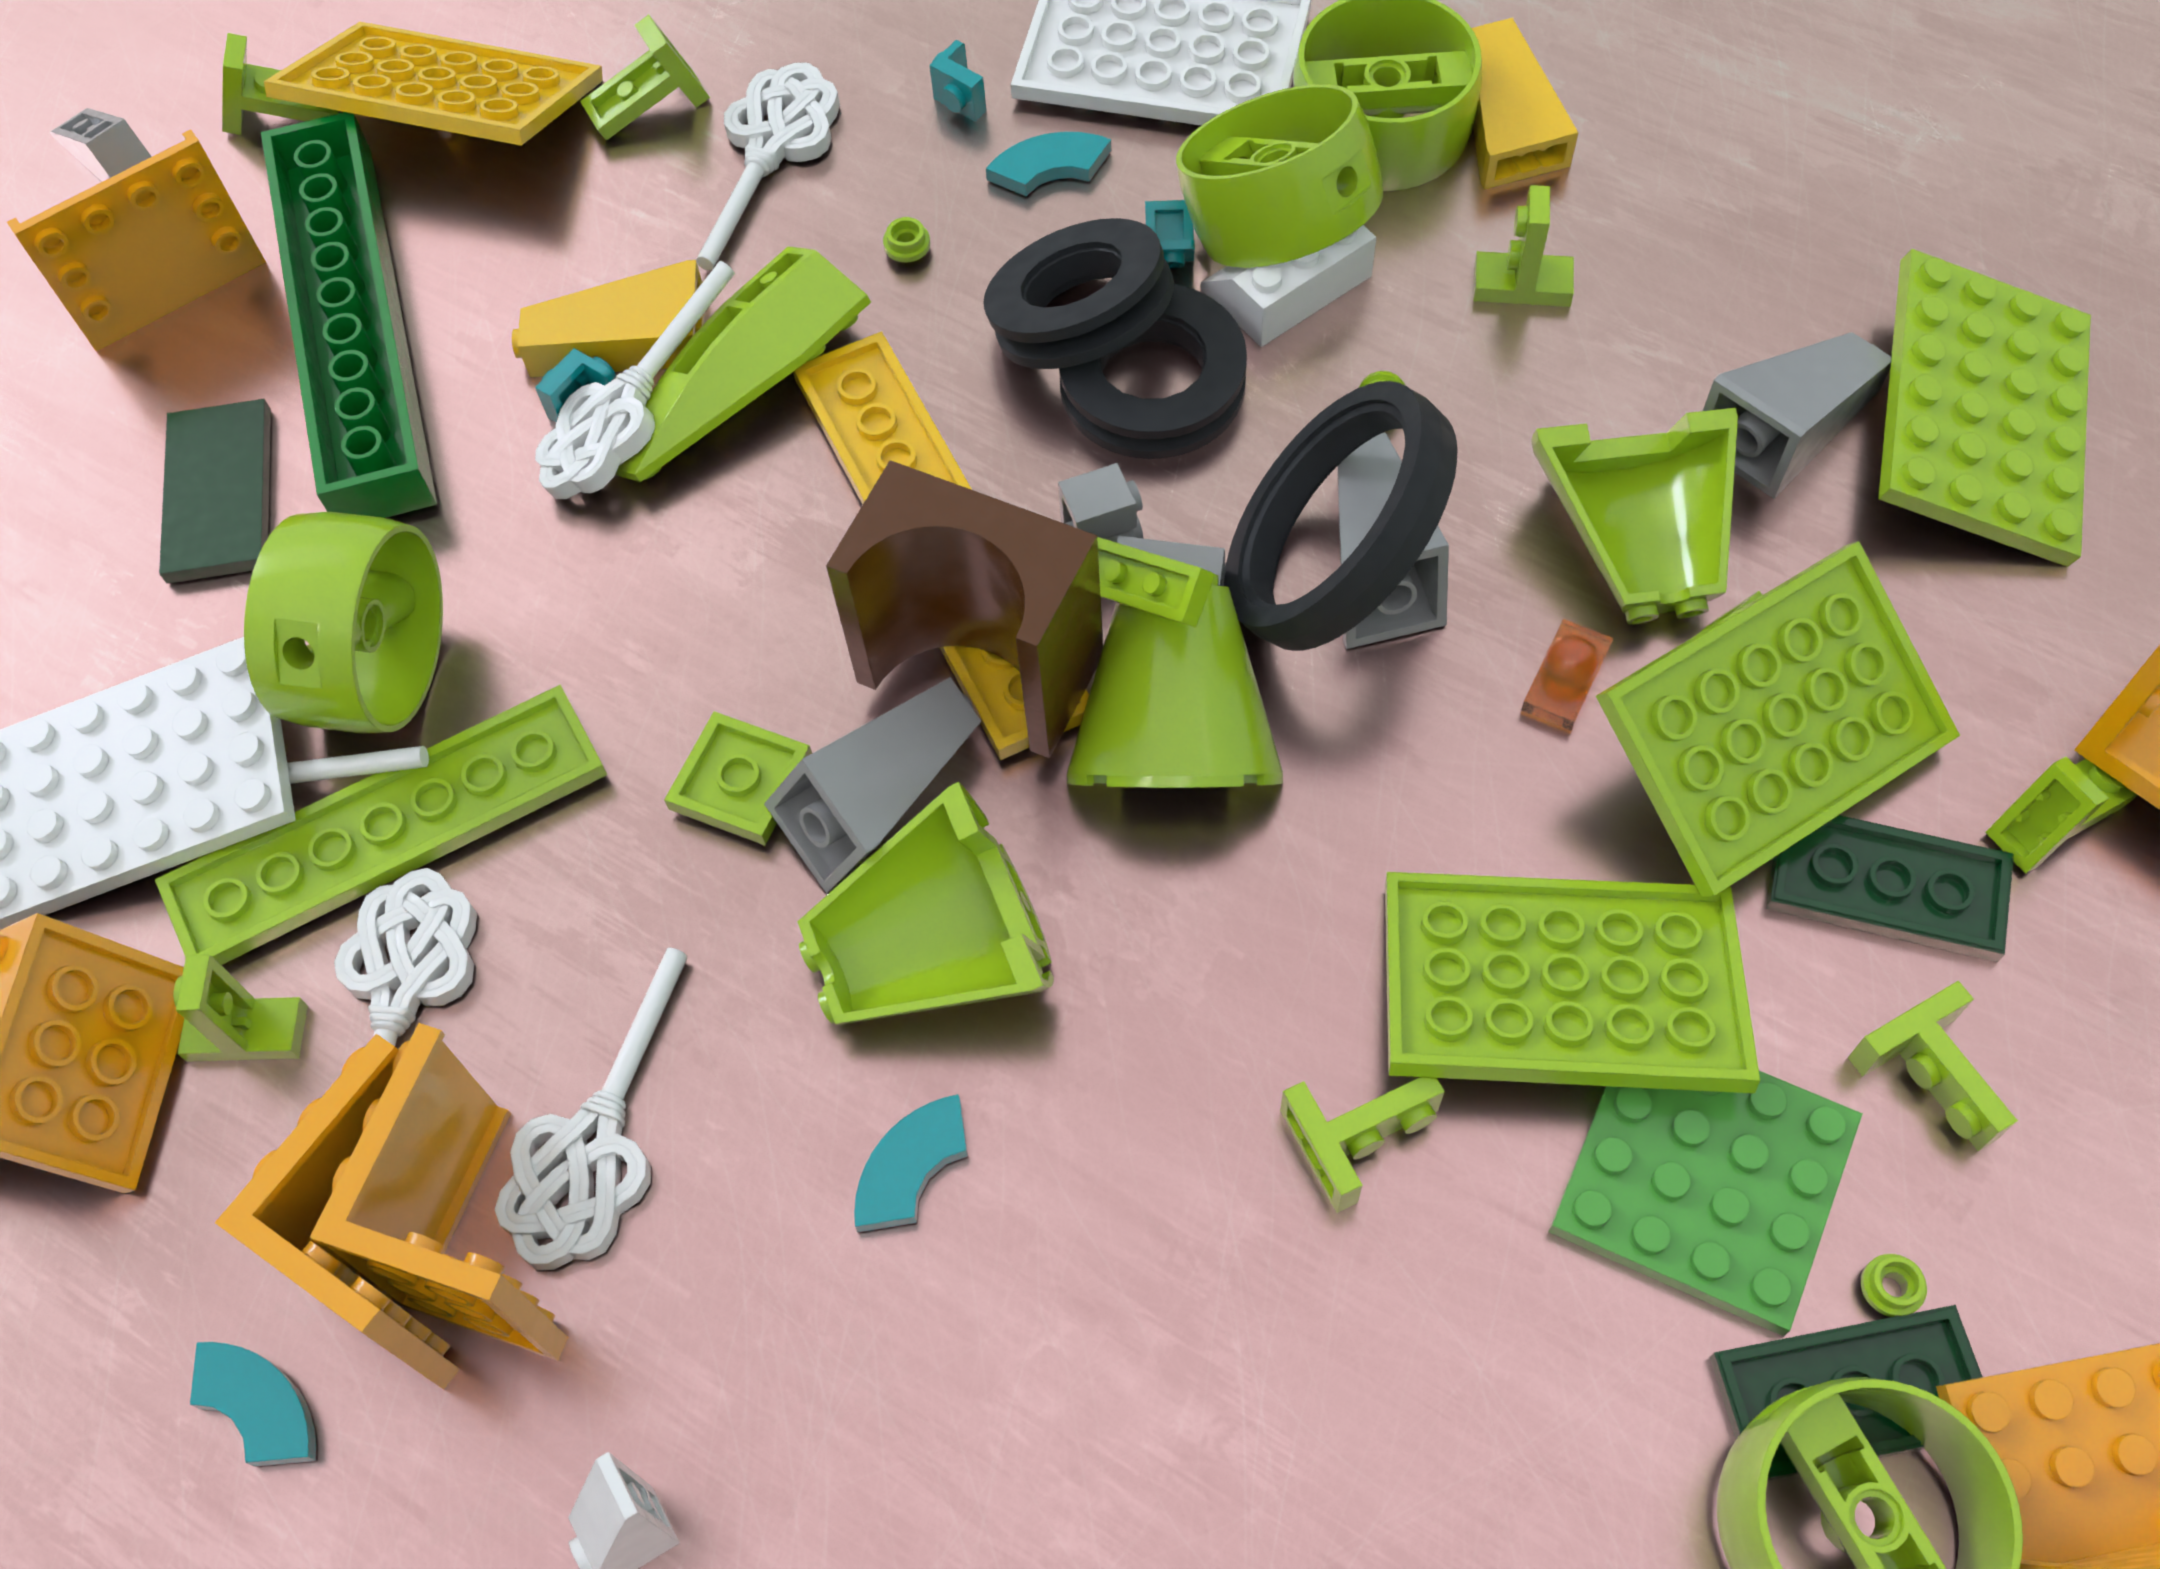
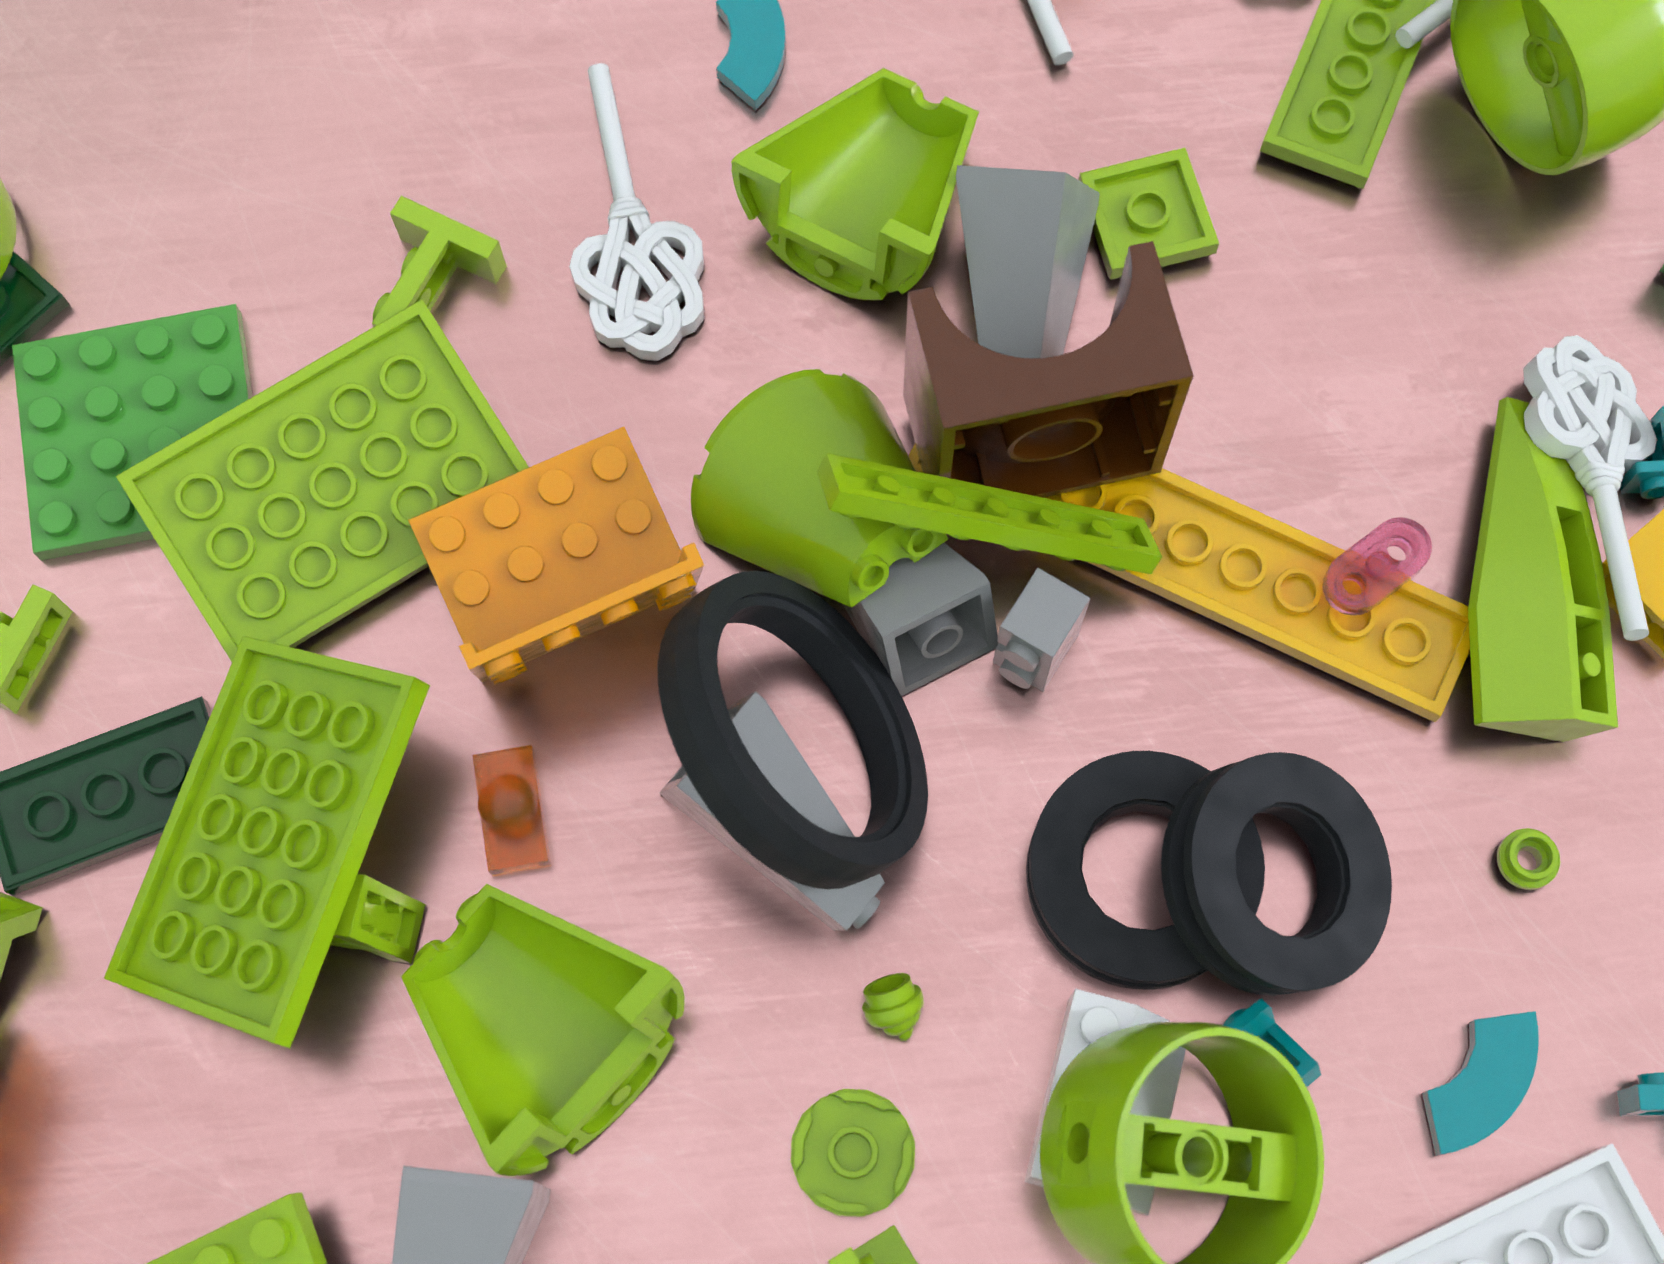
camera: 140 degrees right, 10 degrees up
(836, 421) = (1374, 568): none -> clear pink plate
(1181, 1046) = (654, 242): none -> white piece
(1426, 756) = (554, 555): none -> light orange bracket
(1471, 344) = (853, 1153): none -> lime tile

